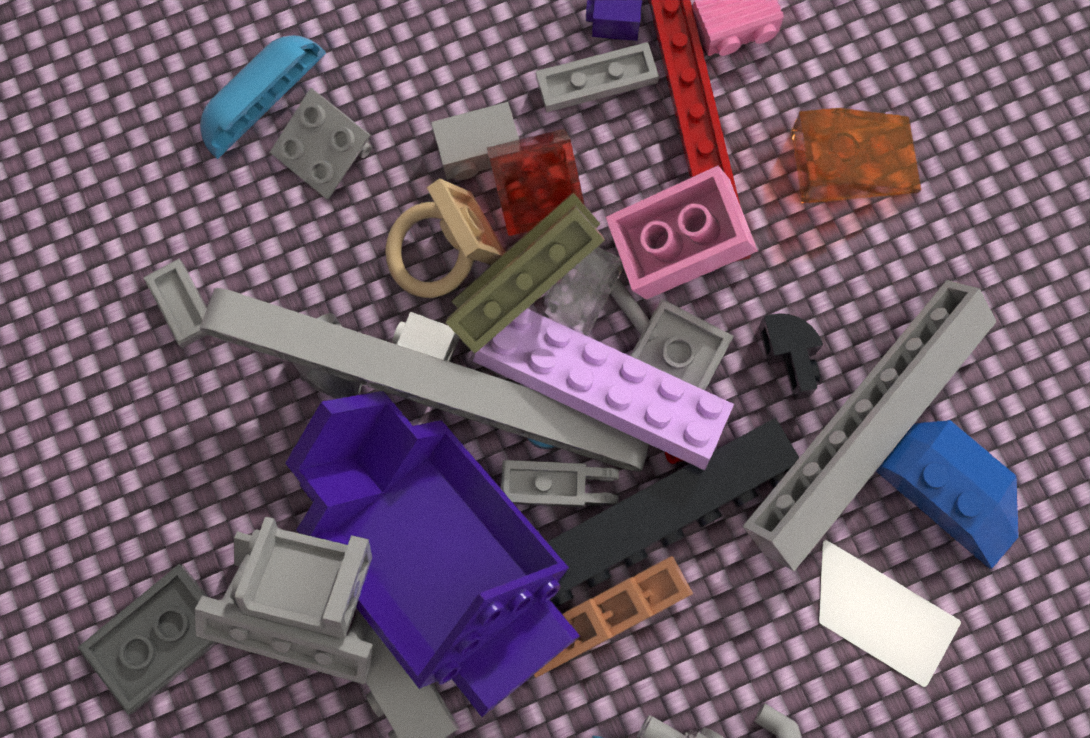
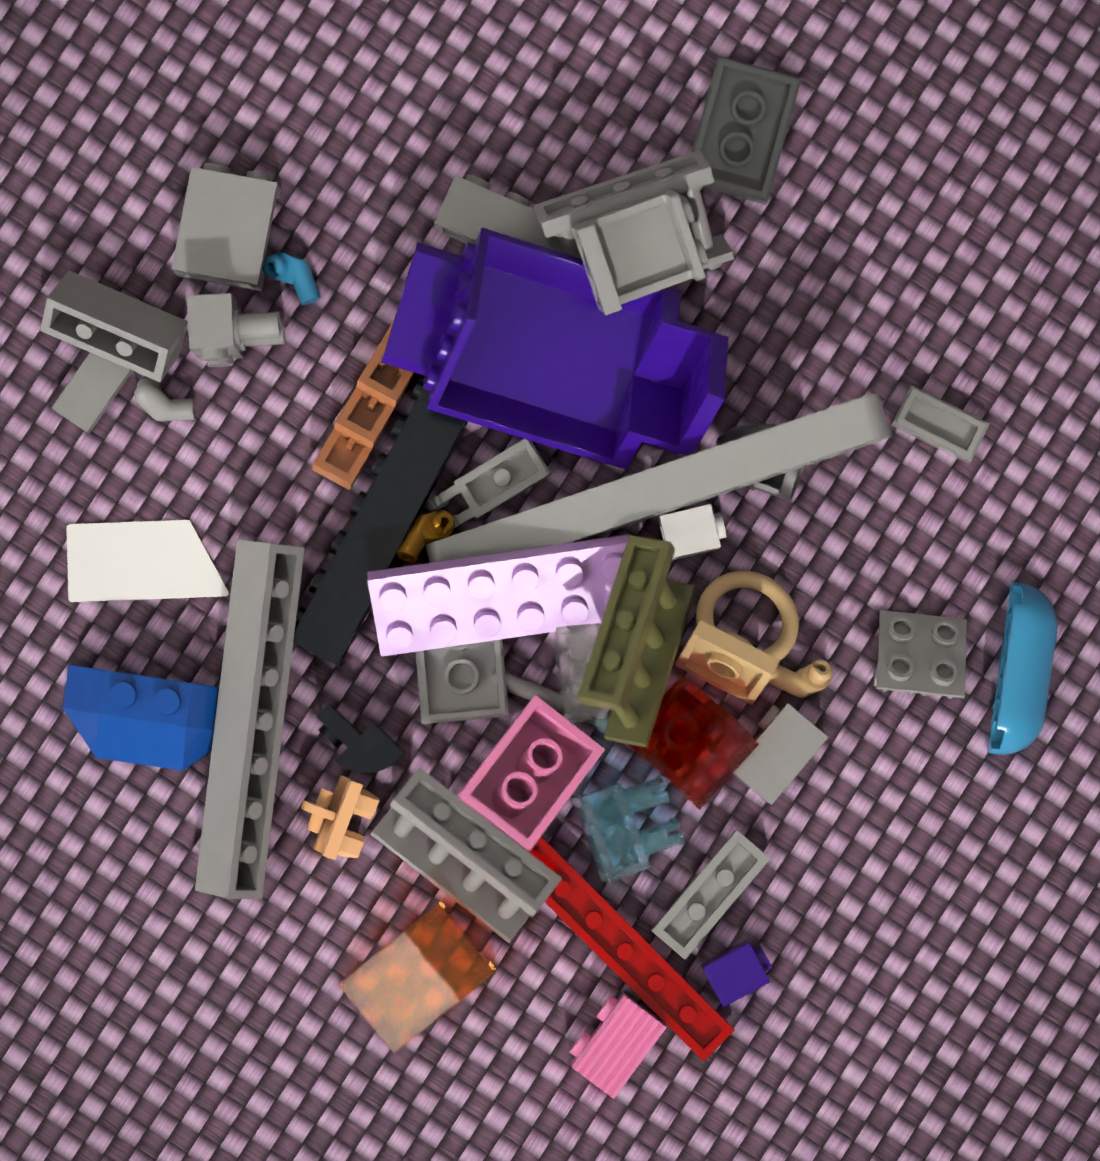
camera: 145 degrees right, 10 degrees up
(414, 181) = (804, 681): none -> tan arm
(634, 479) = (423, 531): none -> pearl gold arm
(641, 157) = (611, 830): none -> clear light blue brick
(766, 204) = (465, 855): none -> light grey fence
(847, 310) = (332, 816): none -> light nougat hips

